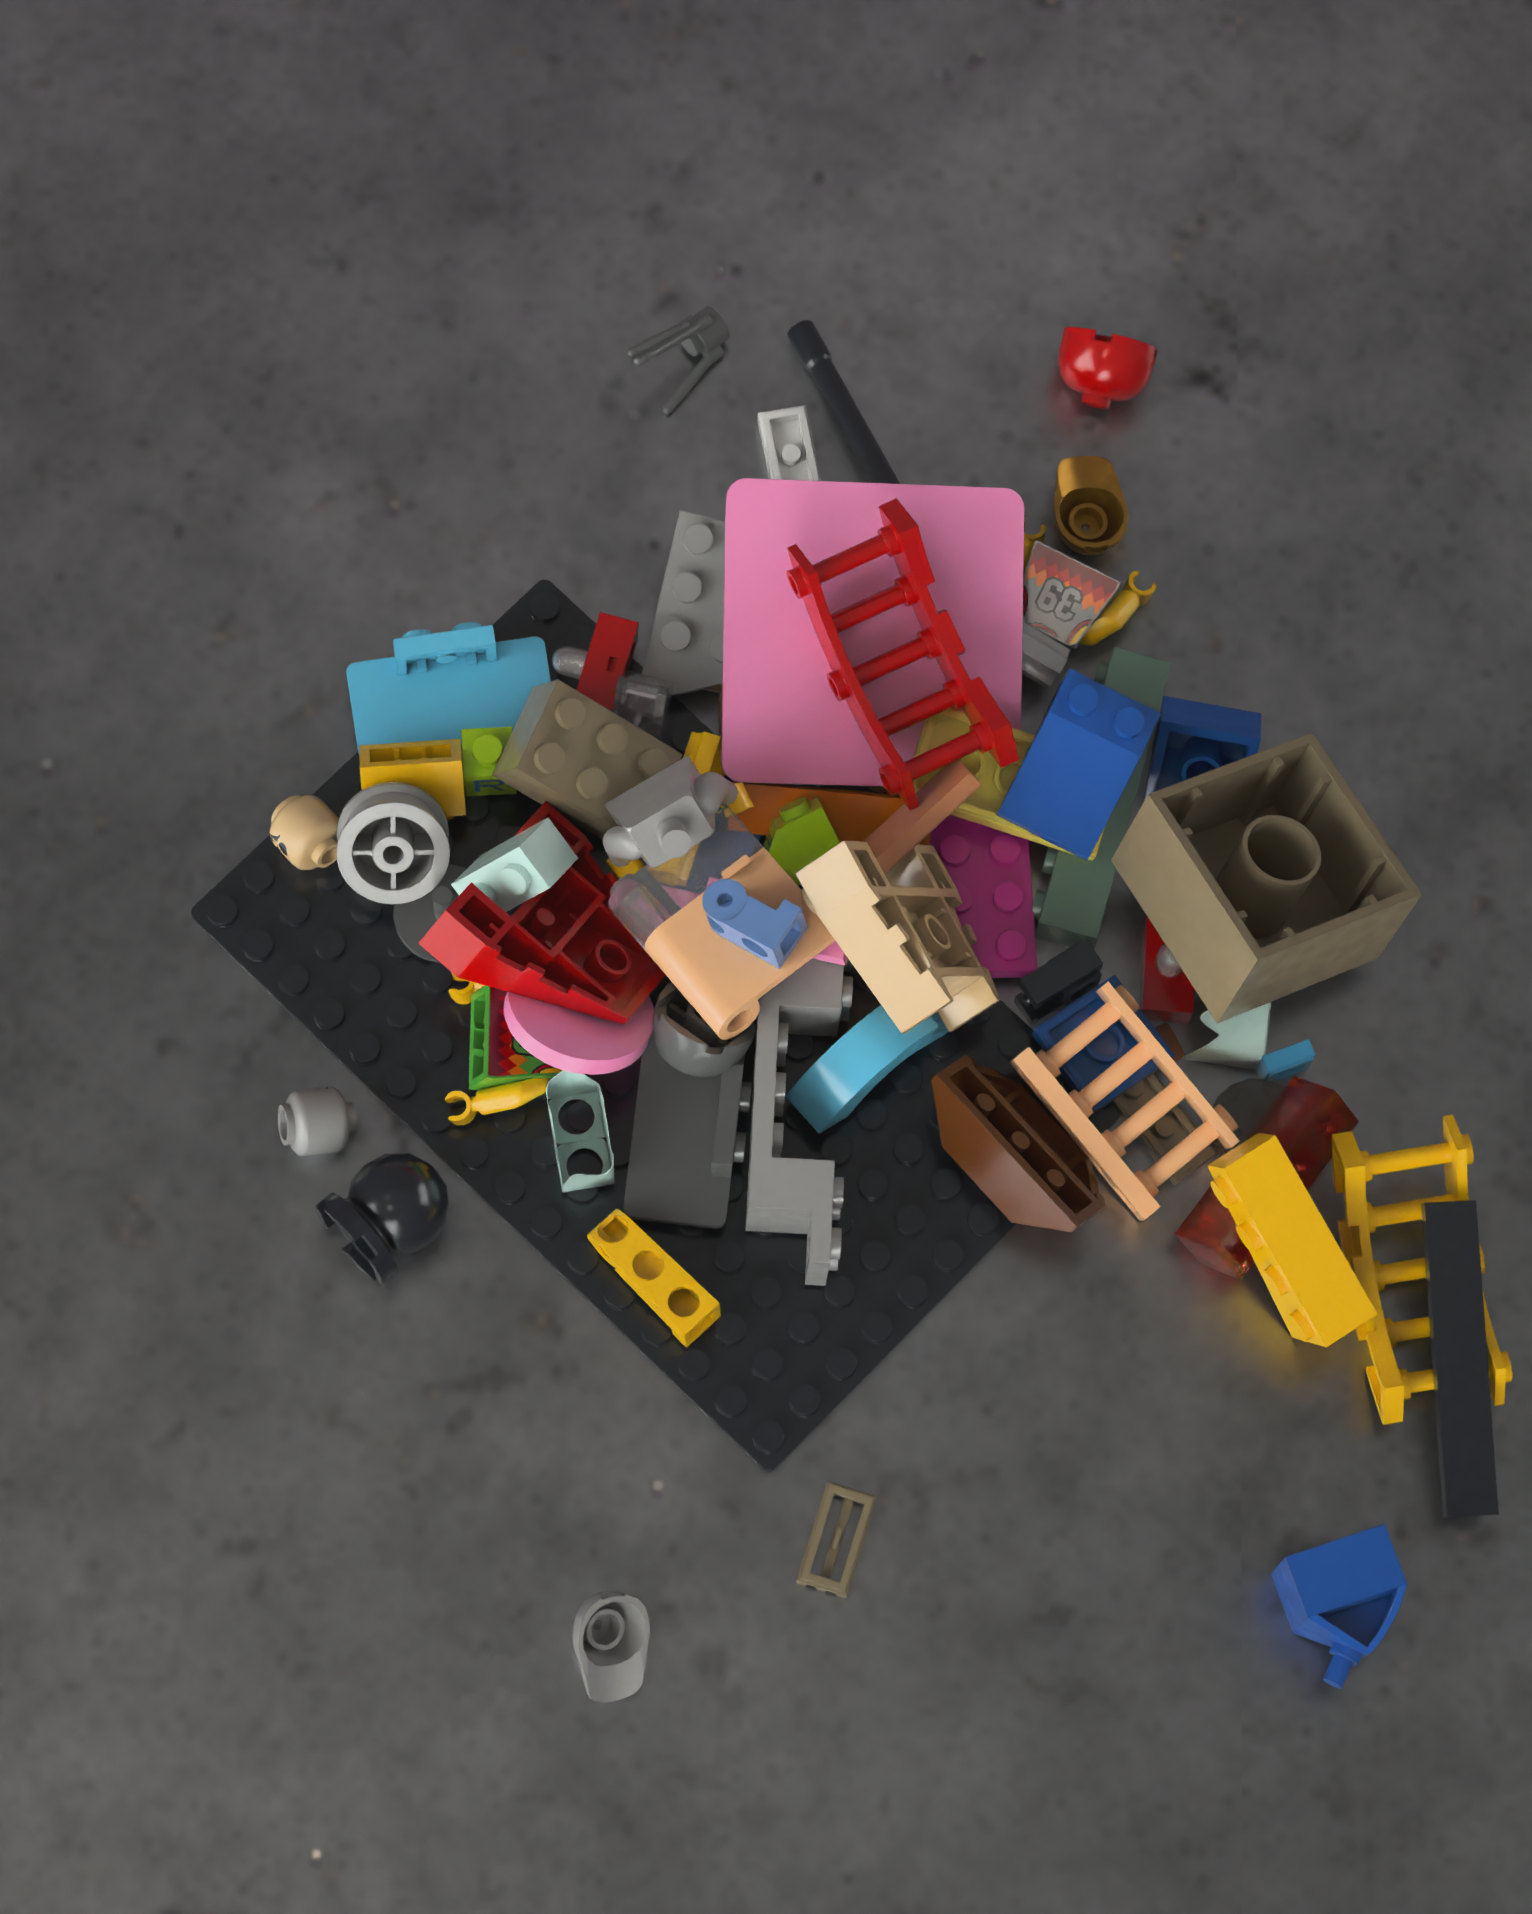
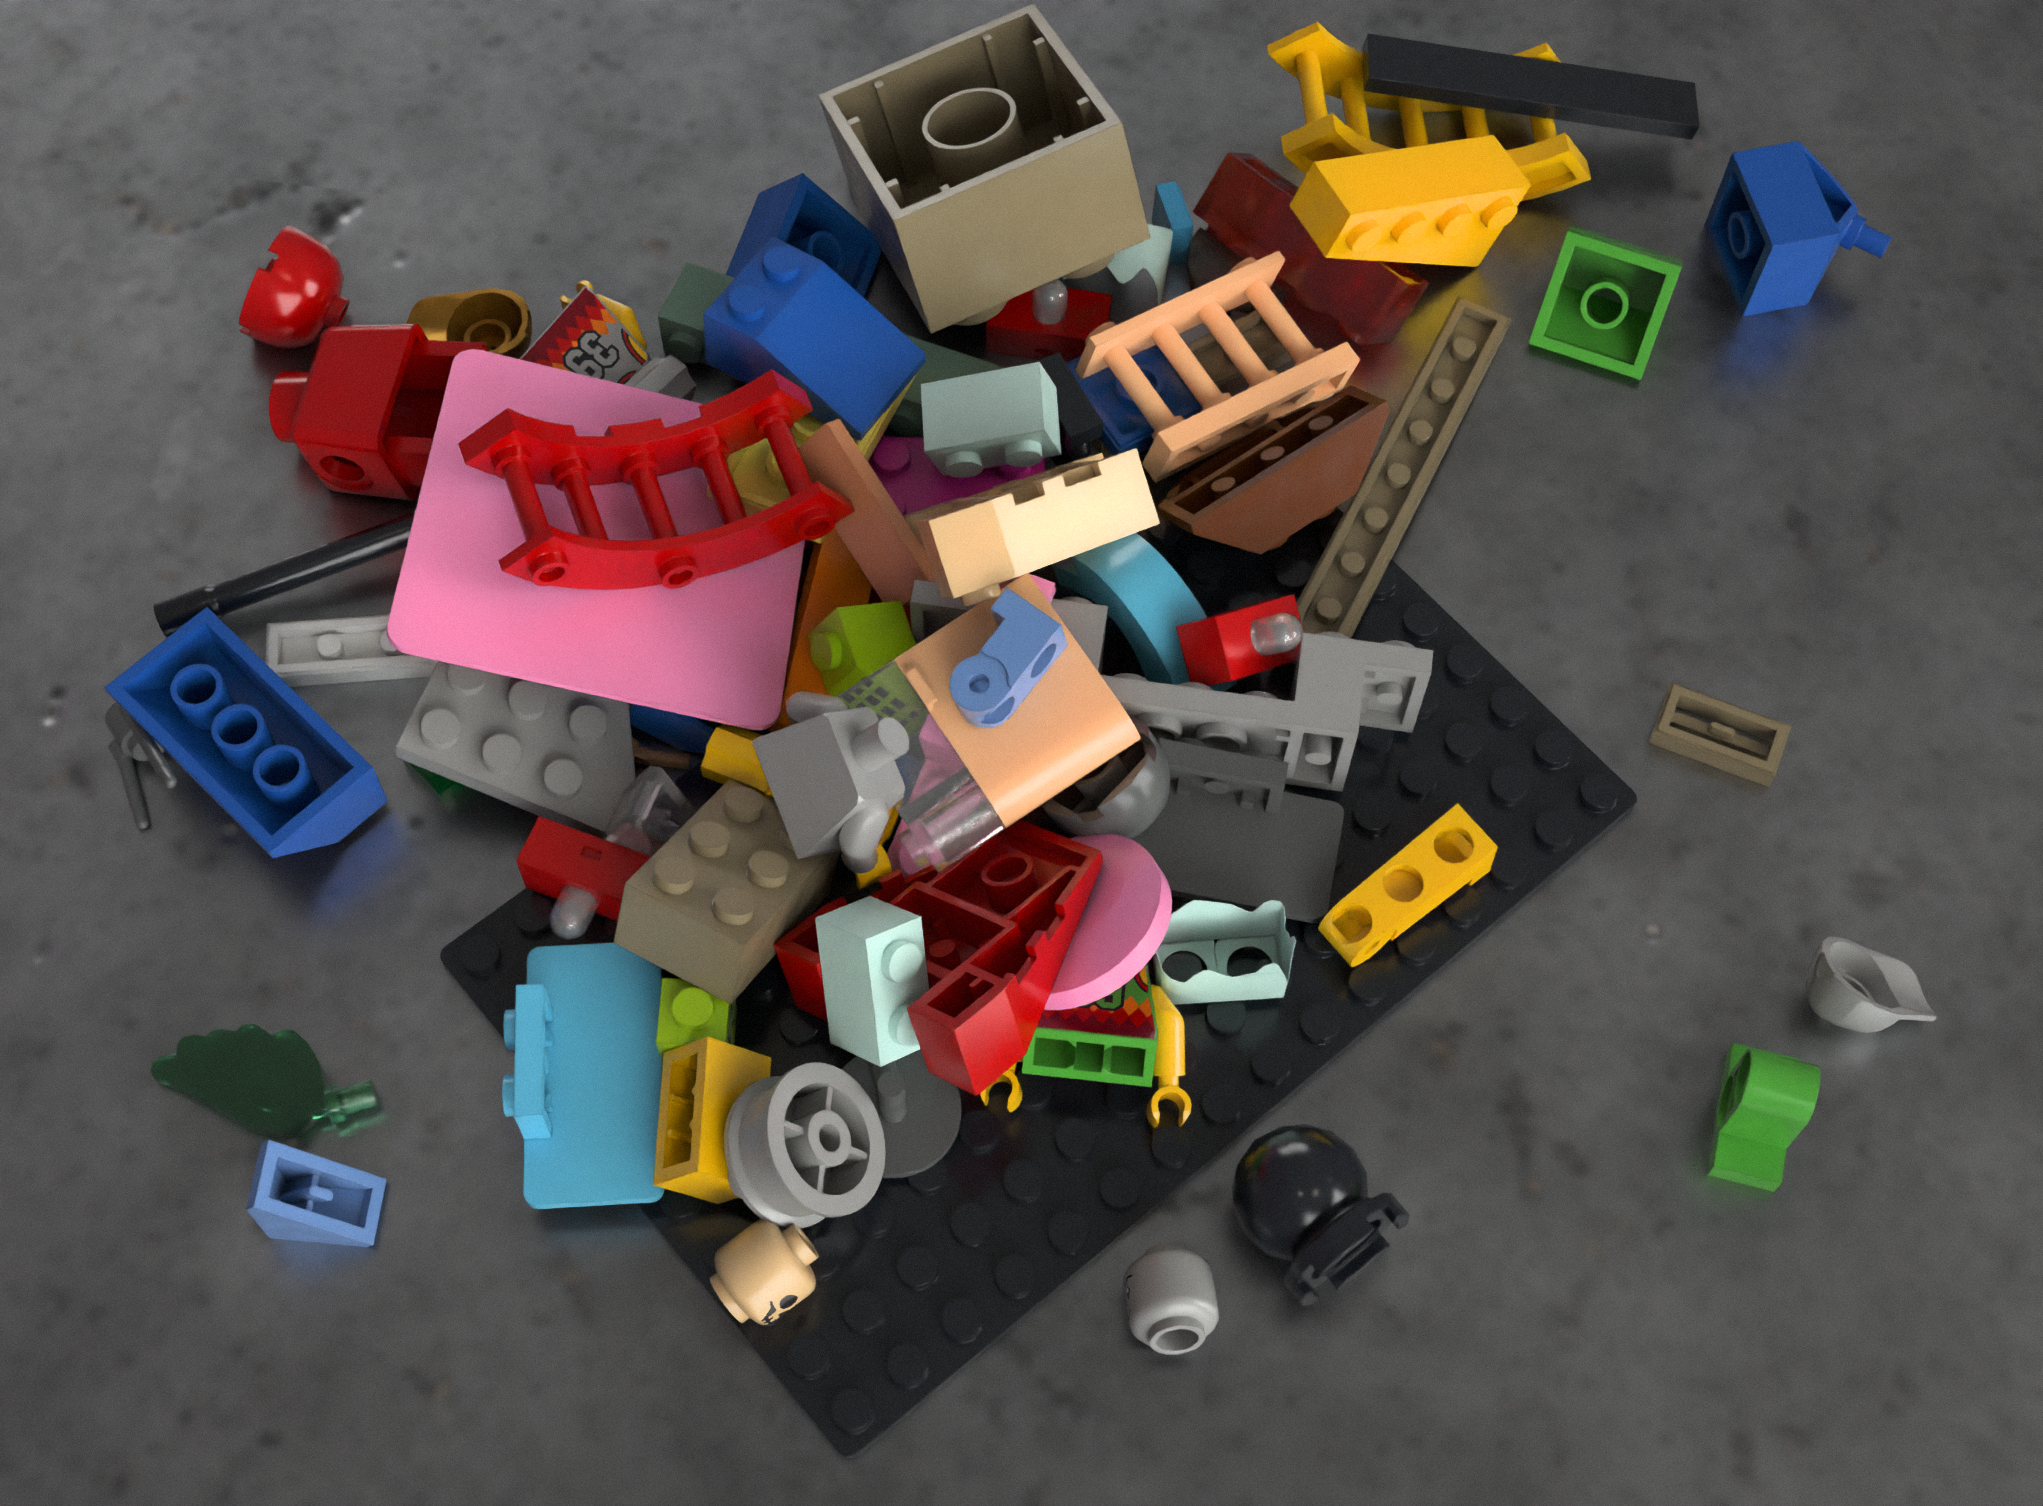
camera: 80 degrees left, 10 degrees down
(343, 525) = (313, 1198): none -> medium blue slope
(434, 475) = (261, 1080): none -> clear green animal
(501, 1554) = (1759, 1114): none -> bright green tile
(690, 408) = (248, 739): none -> blue slope
(837, 1123) = (1241, 641): none -> red piece
(997, 438) = (367, 407): none -> red piece
(1023, 913) = (990, 420): none -> light aqua brick
(1043, 1263) = (1401, 470): none -> dark tan tile
(1257, 1441) = (1606, 301): none -> bright green slope

